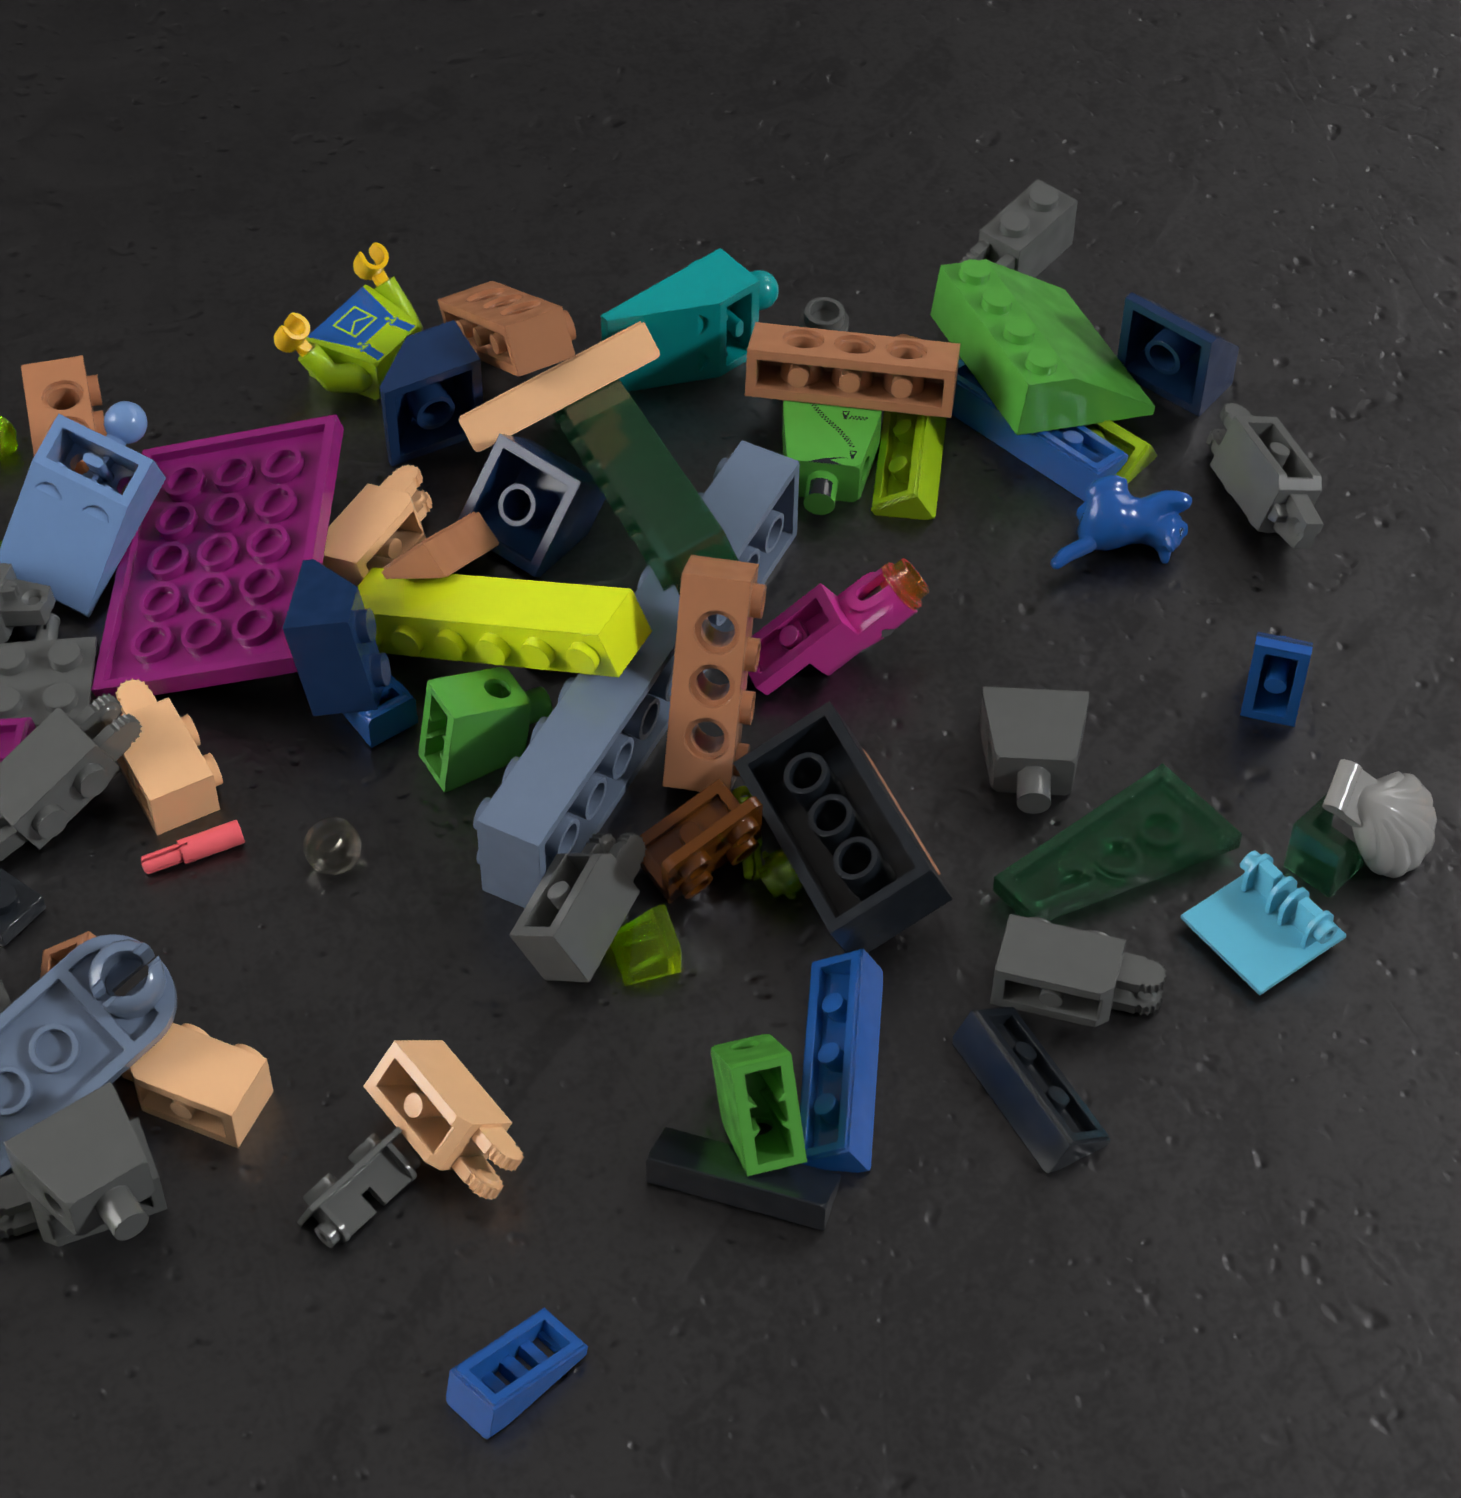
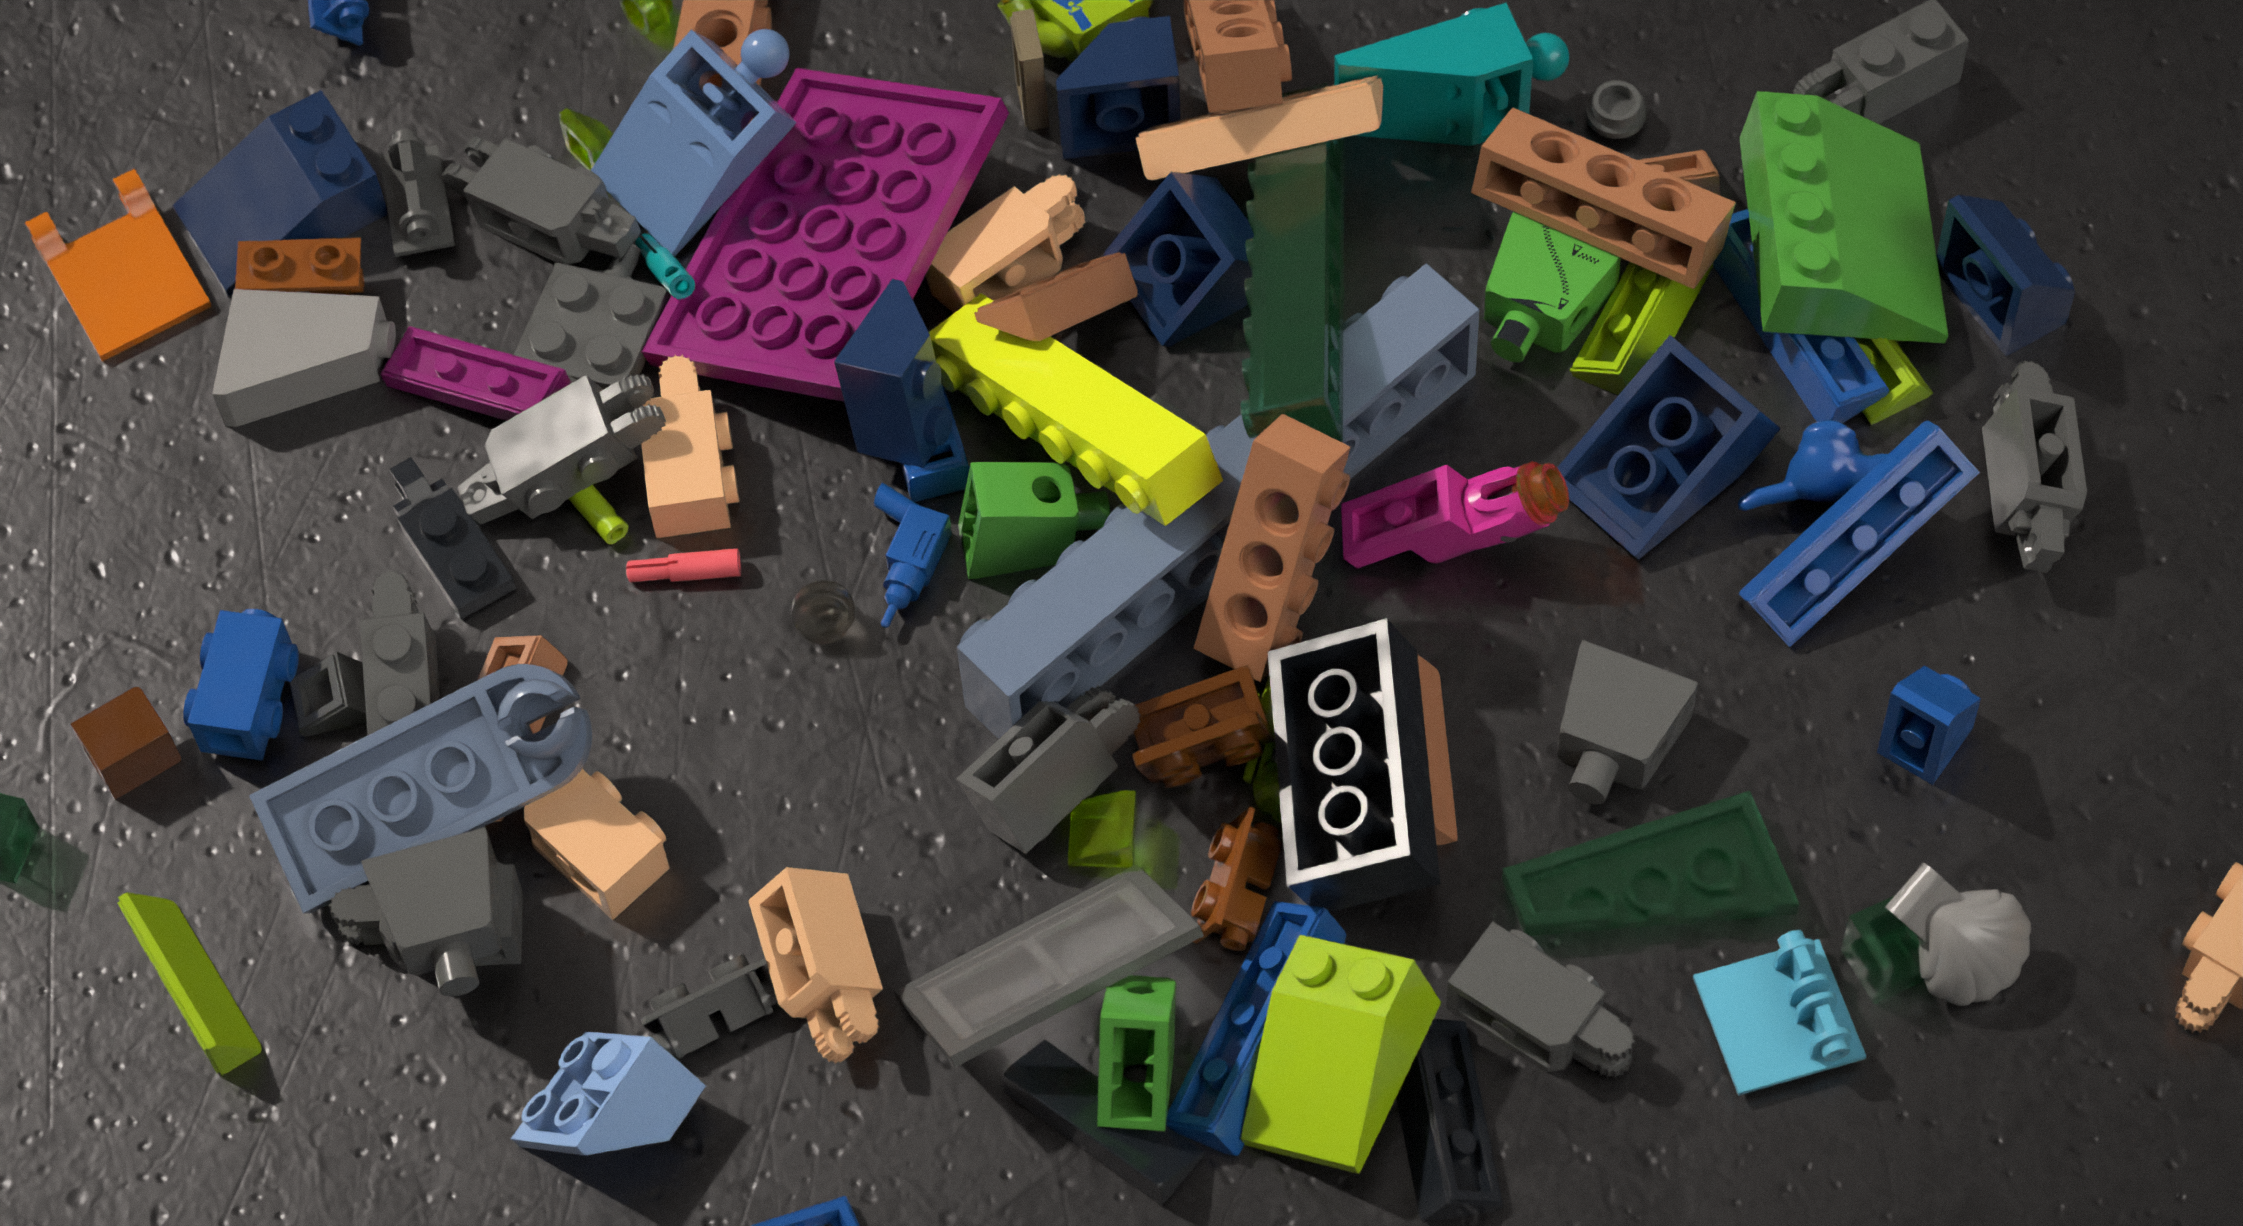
camera: 25 degrees right, 10 degrees up
(89, 621) = (666, 267): none -> teal piece
(100, 828) = (600, 514): none -> lime piece
(299, 1285) = (609, 1097): none -> light blue slope
(346, 395) = (1029, 69): none -> dark tan tile
(390, 778) = (913, 550): none -> blue piece
(648, 1060) = (1047, 964): none -> clear door
(771, 933) = (1240, 857): none -> dark orange hinge
(924, 1054) = (1335, 1051): none -> lime slope
(980, 535) = (1664, 449): none -> dark blue slope
(1158, 554) = (1859, 532): none -> blue slope

